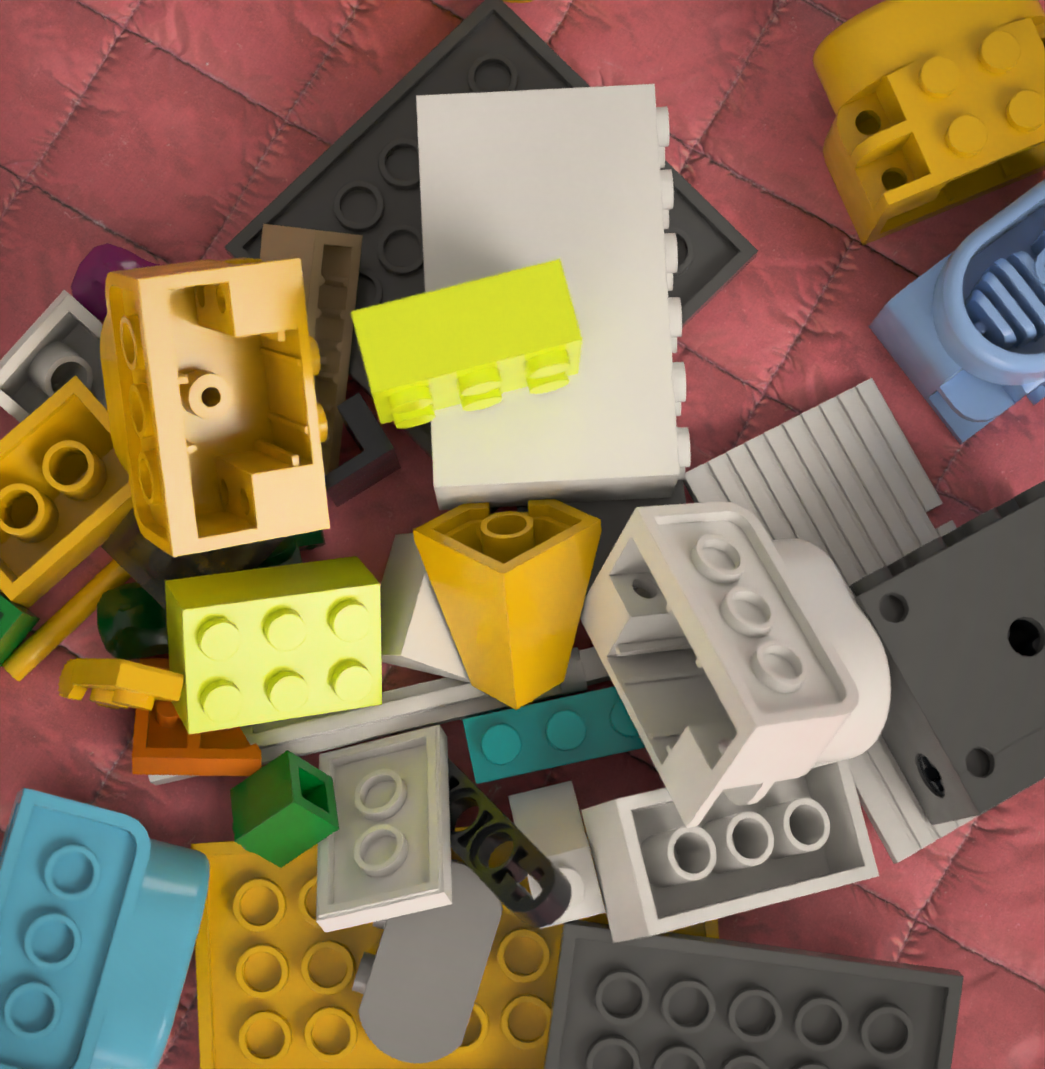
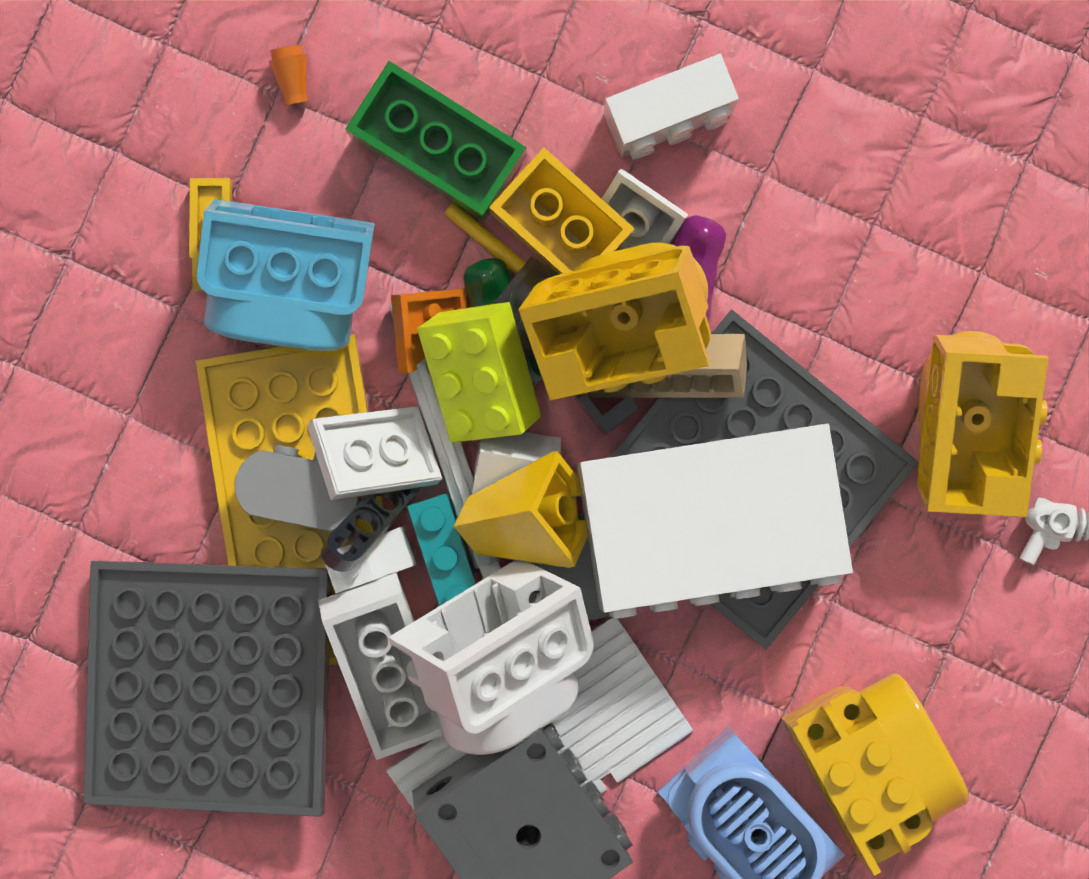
camera: 90 degrees right, 5 degrees up
(118, 683) = (444, 279): yellow hinge -> none
(284, 809) = (379, 390): green brick -> none
(470, 343) = (664, 475): neon yellow brick -> none

